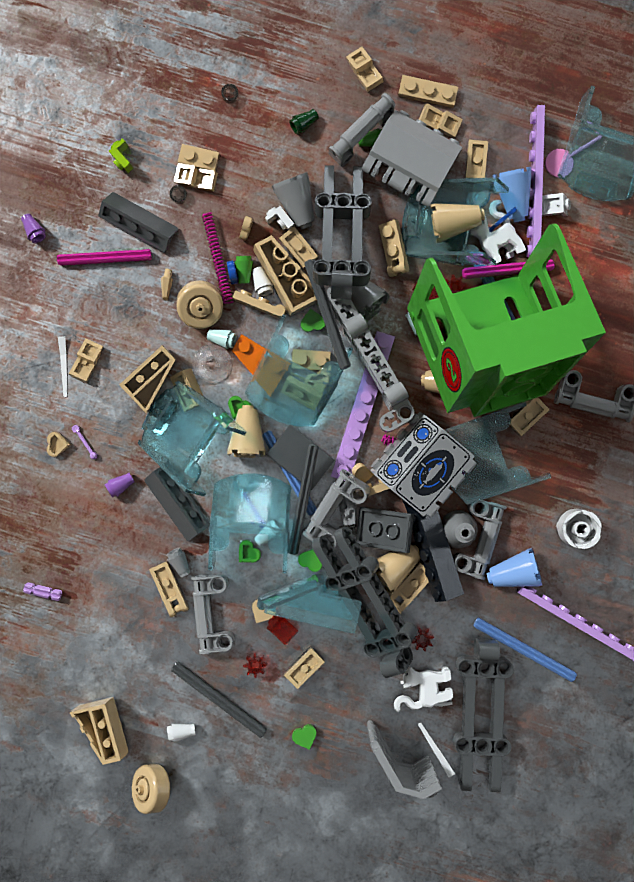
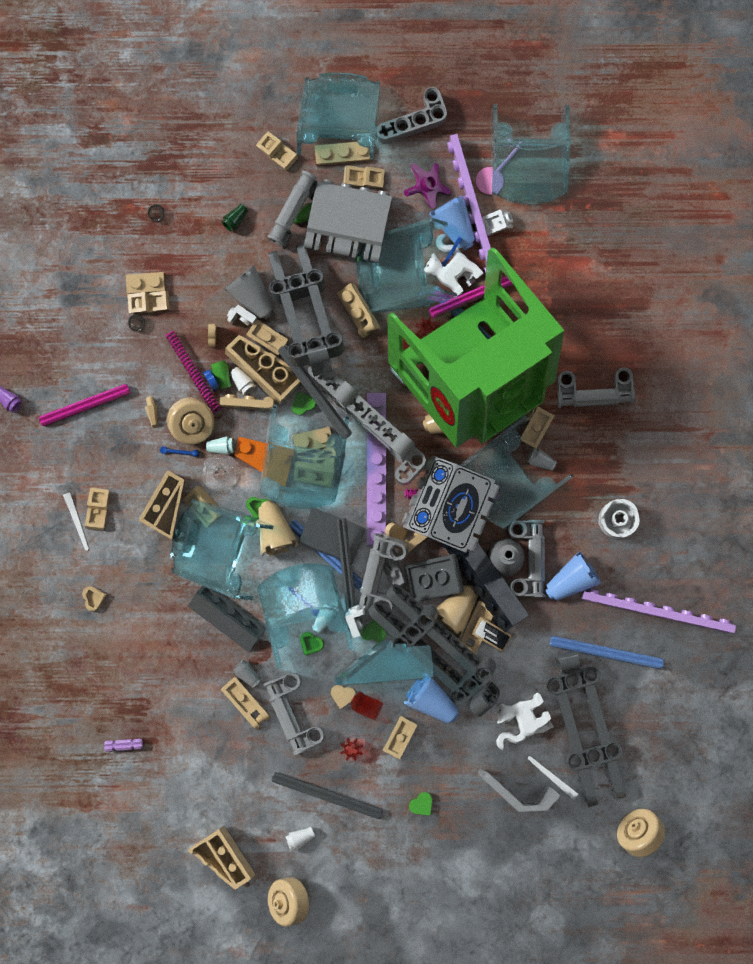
camera: 15 degrees left, 5 degrees down
(76, 429) = (107, 578): lavender hinge -> none
(119, 484) = (165, 618): medium lavender cone -> none
(120, 161) = (72, 309): lime bracket -> none
(137, 221) = (106, 361): dark grey panel -> none
(166, 324) = (164, 450): none -> blue hinge
(295, 546) = (355, 624): none -> white bracket
(345, 646) = (431, 700): none -> light blue cone
(368, 299) = (349, 366): light grey cone -> none
(421, 598) = (491, 634): none -> slope
(426, 643) = (509, 674): clear red gear -> none
(437, 46) = (339, 109): none -> clear light blue windscreen
(454, 219) = (406, 266): tan cone -> none
(476, 159) = (409, 205): tan plate -> none
(499, 146) = (427, 184): none -> magenta animal
(502, 77) = (409, 120): none -> light grey beam
(503, 830) = (641, 832): none -> tan wheel
(522, 447) = (541, 459): none -> light grey cone

